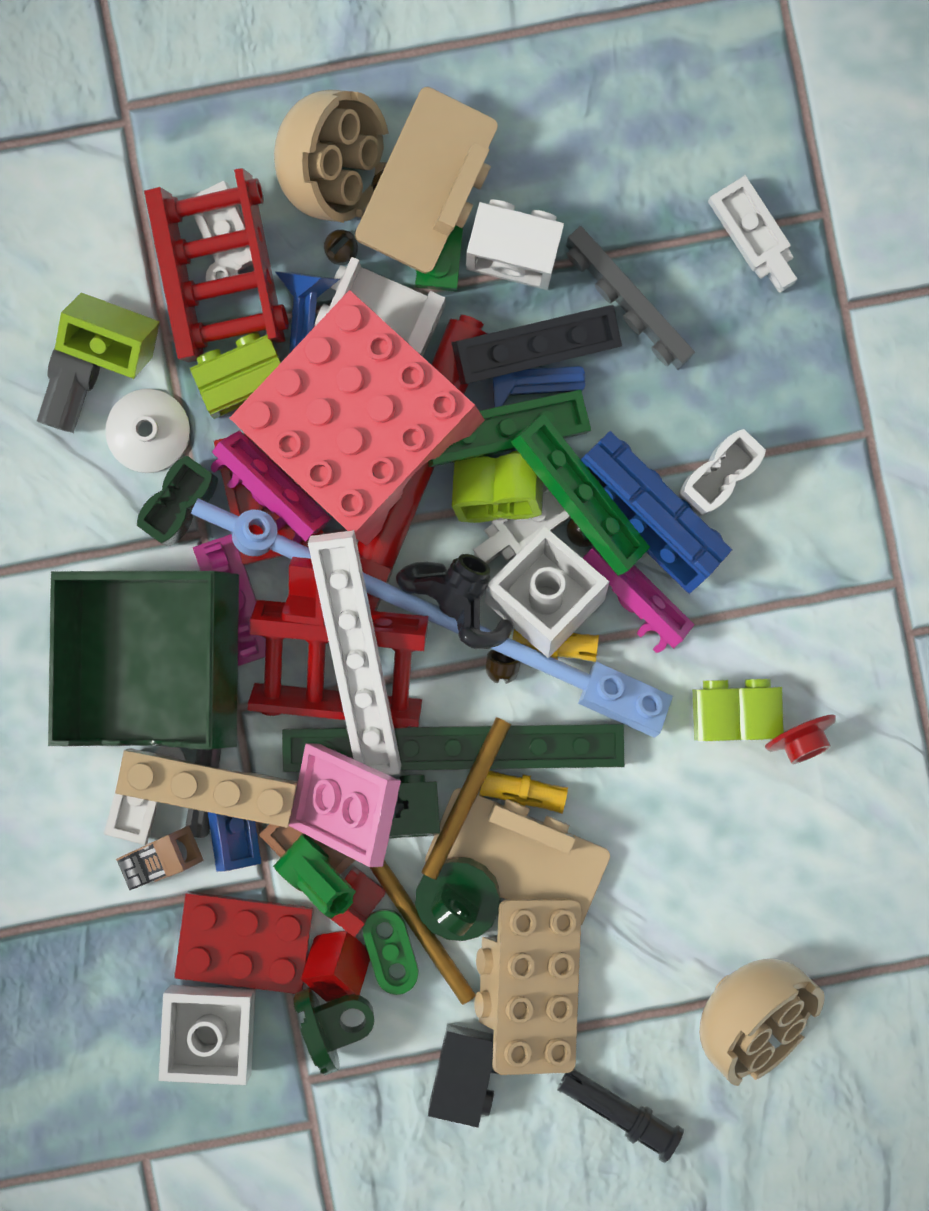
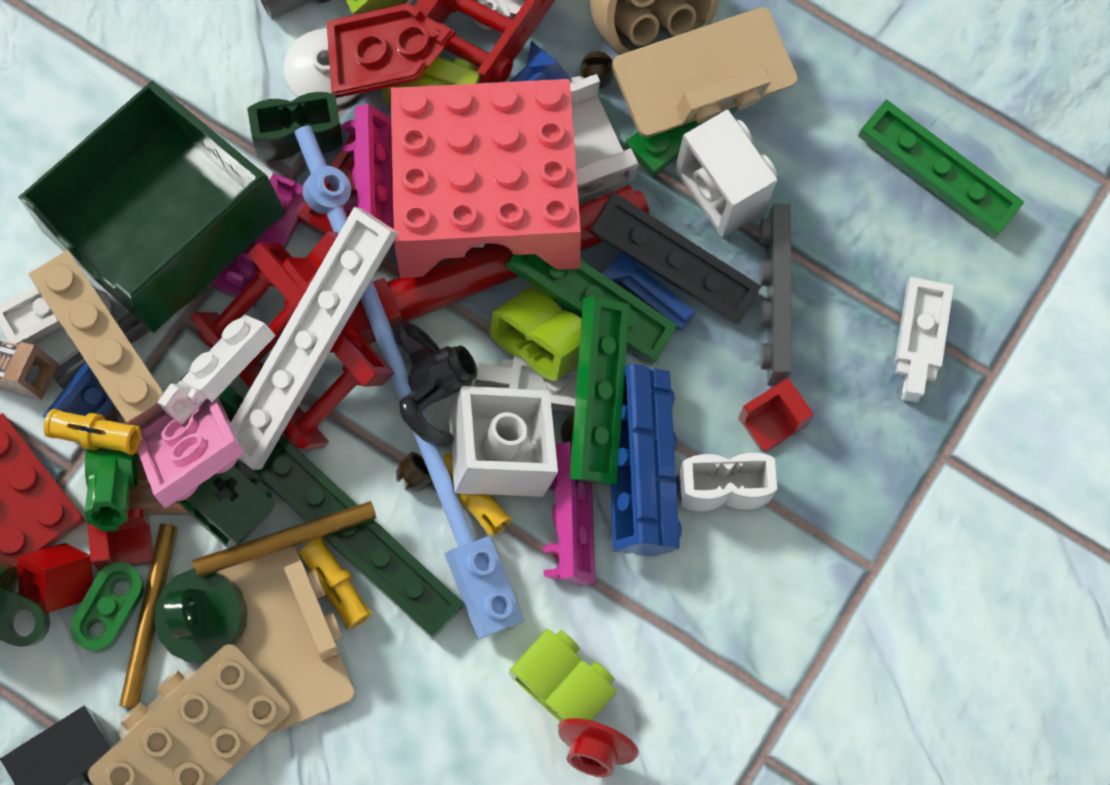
camera: 40 degrees right, 15 degrees down
(183, 386) = (382, 48): none -> red tile
(268, 853) = (117, 437): none -> yellow pin
(309, 731) = (217, 368): none -> white hinge
(655, 90) = (940, 168): none -> green plate
(708, 390) = (775, 415): none -> red panel

